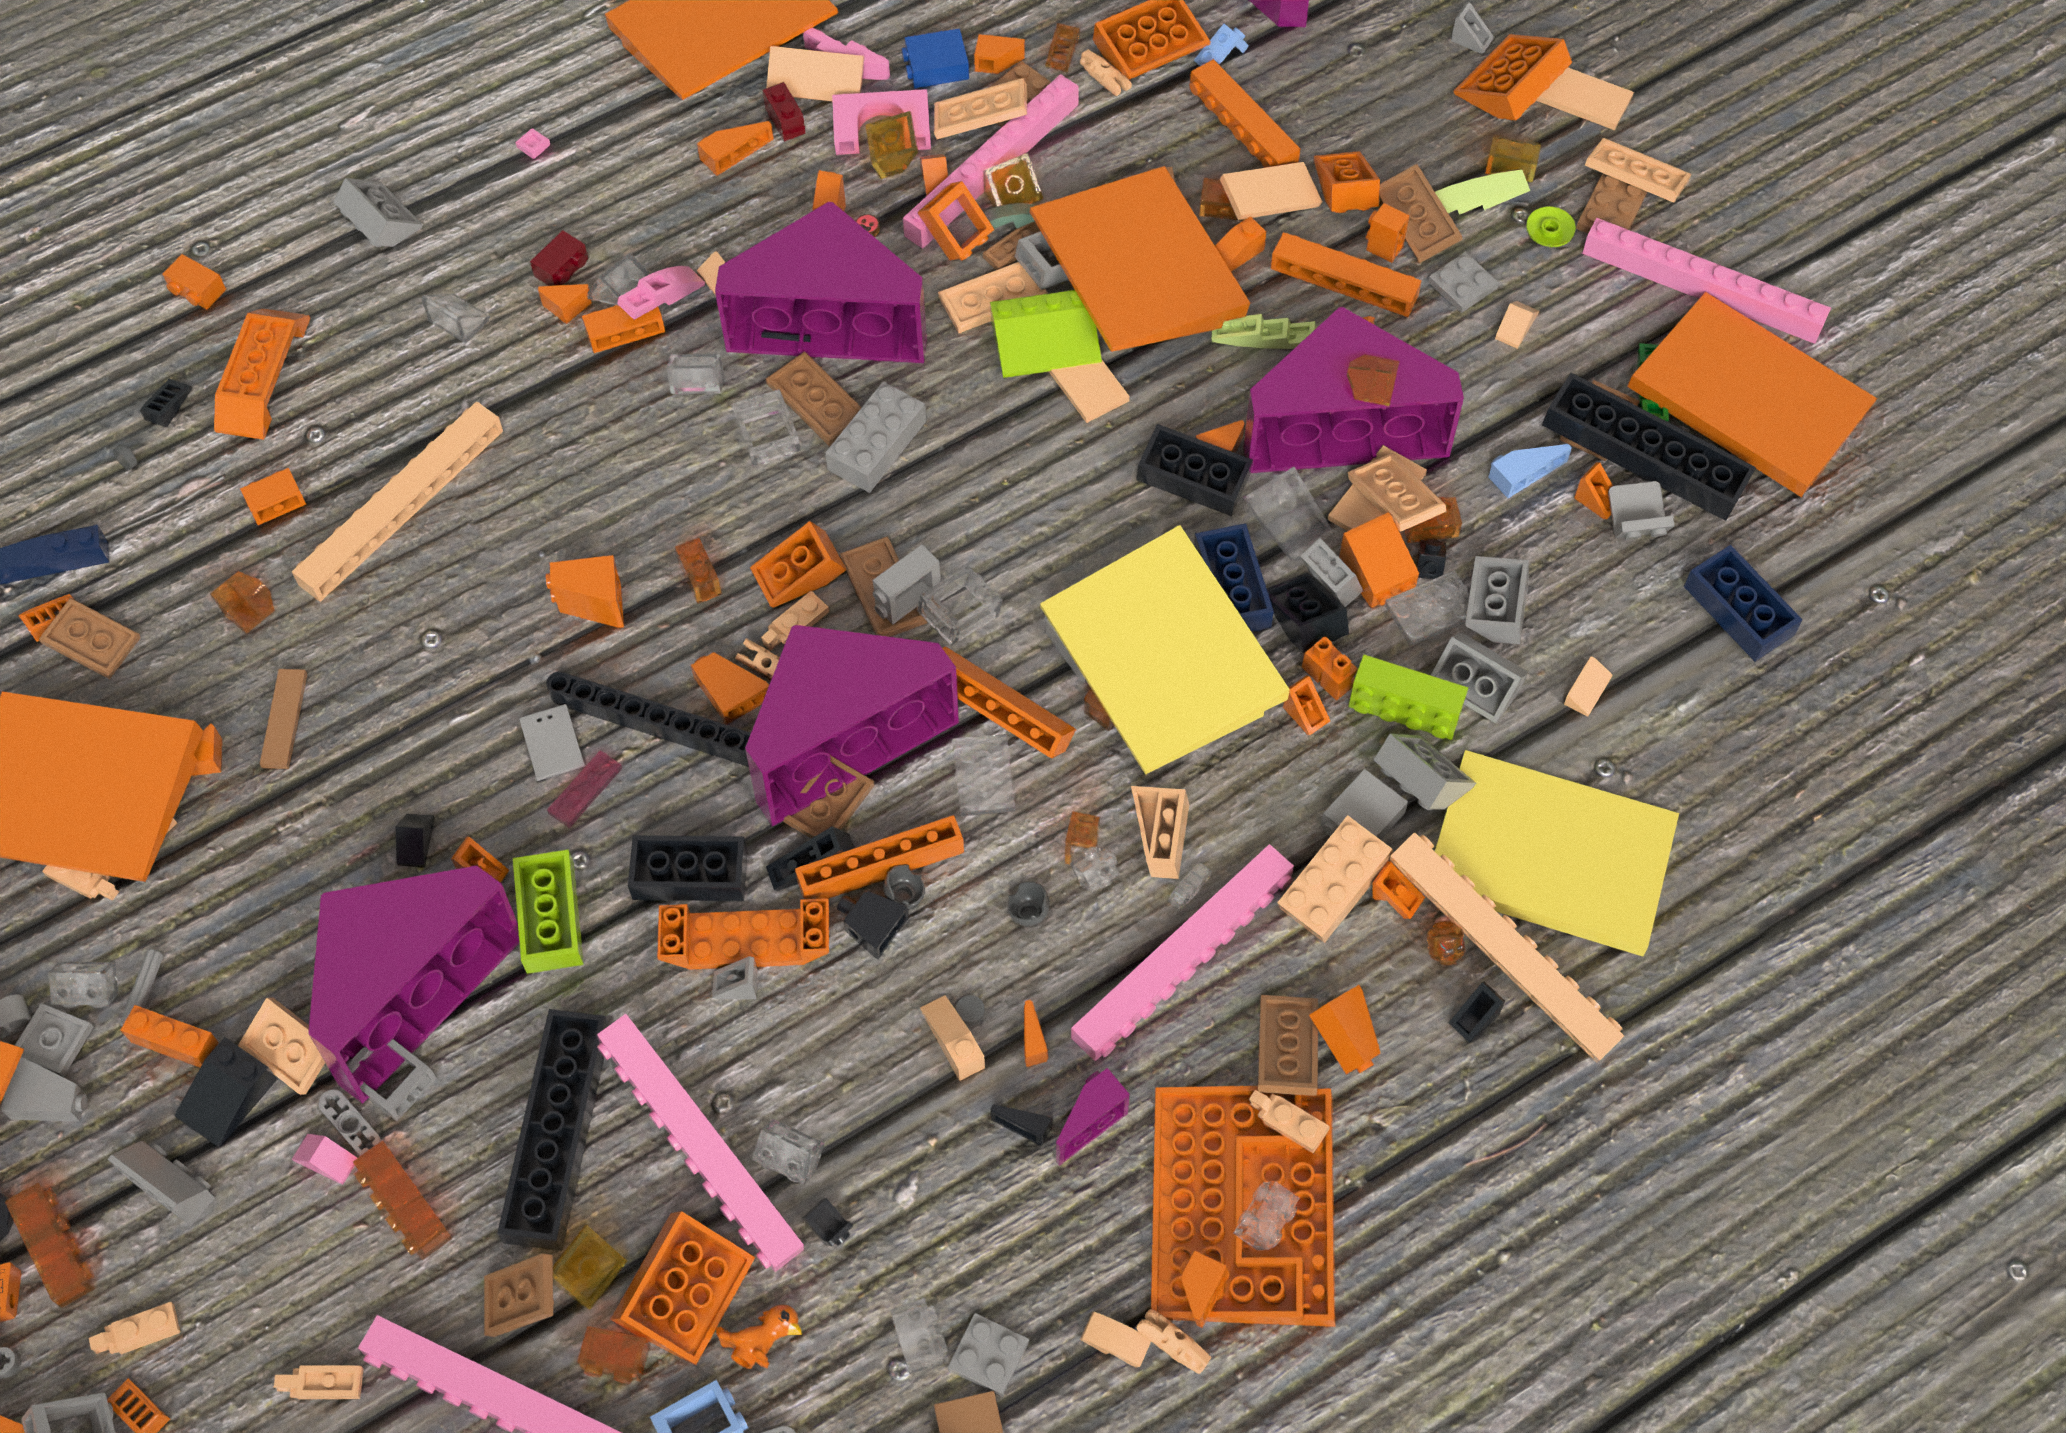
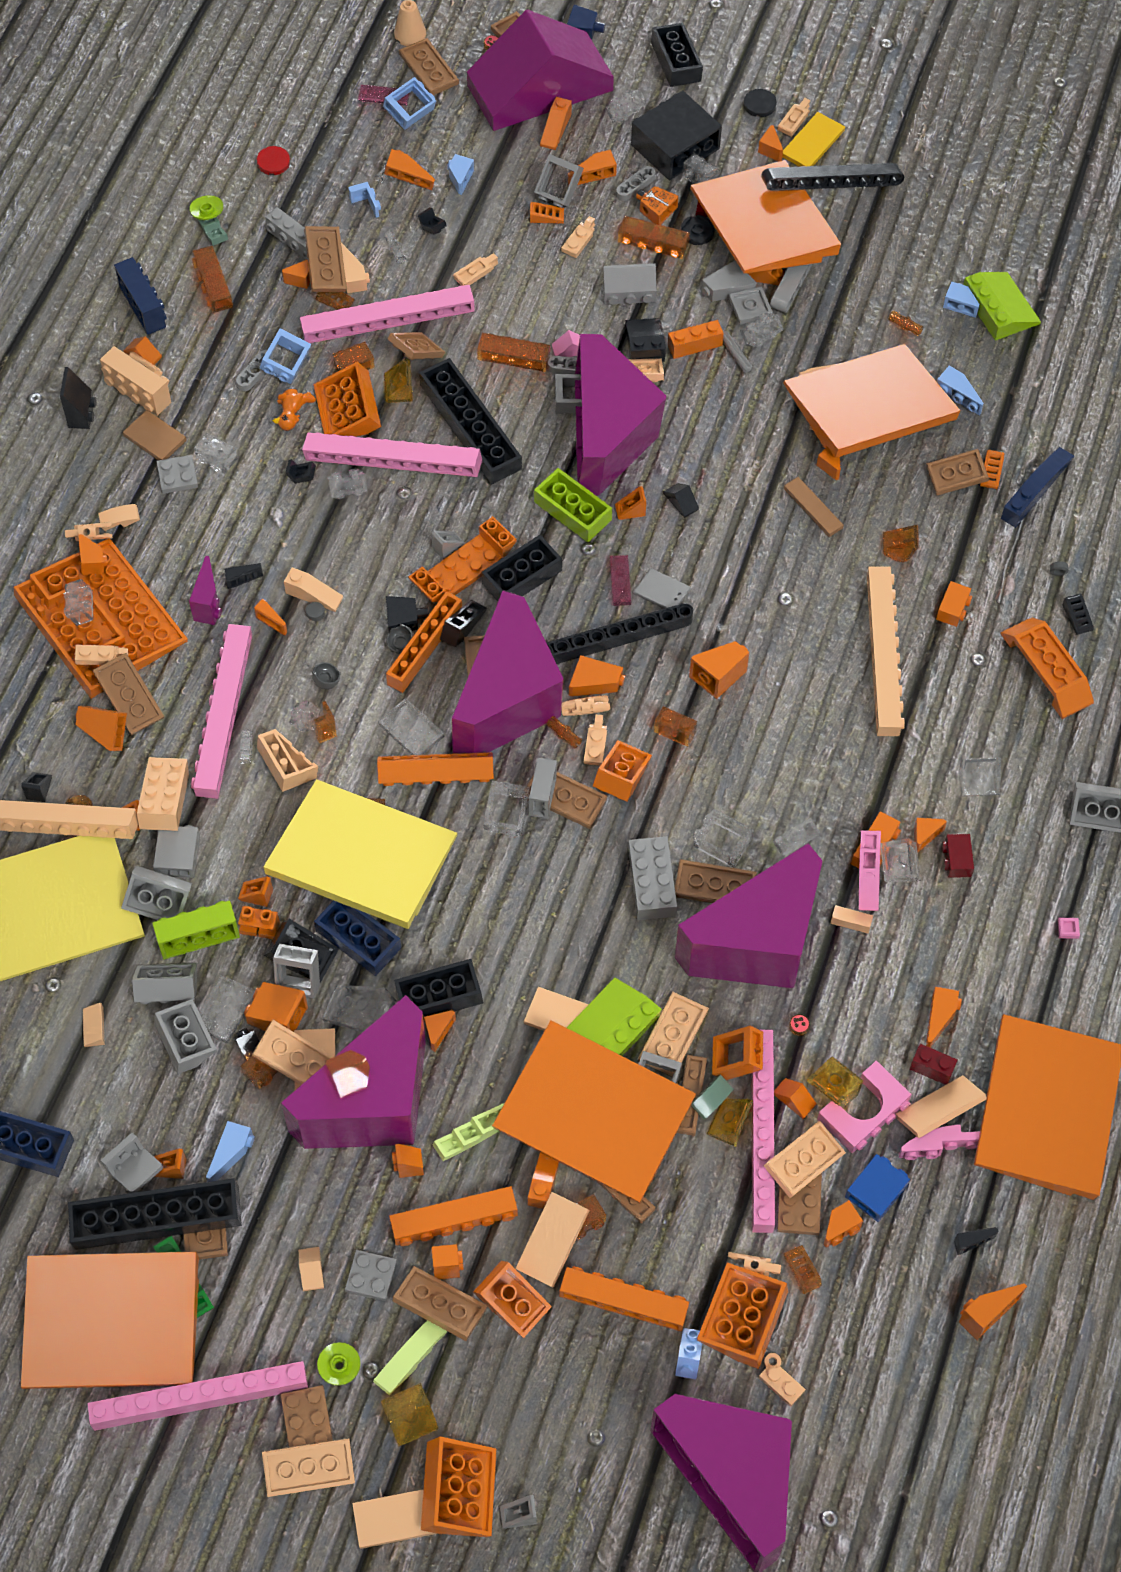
camera: 140 degrees right, 0 degrees up
(829, 189) = (835, 1015): orange slope -> none

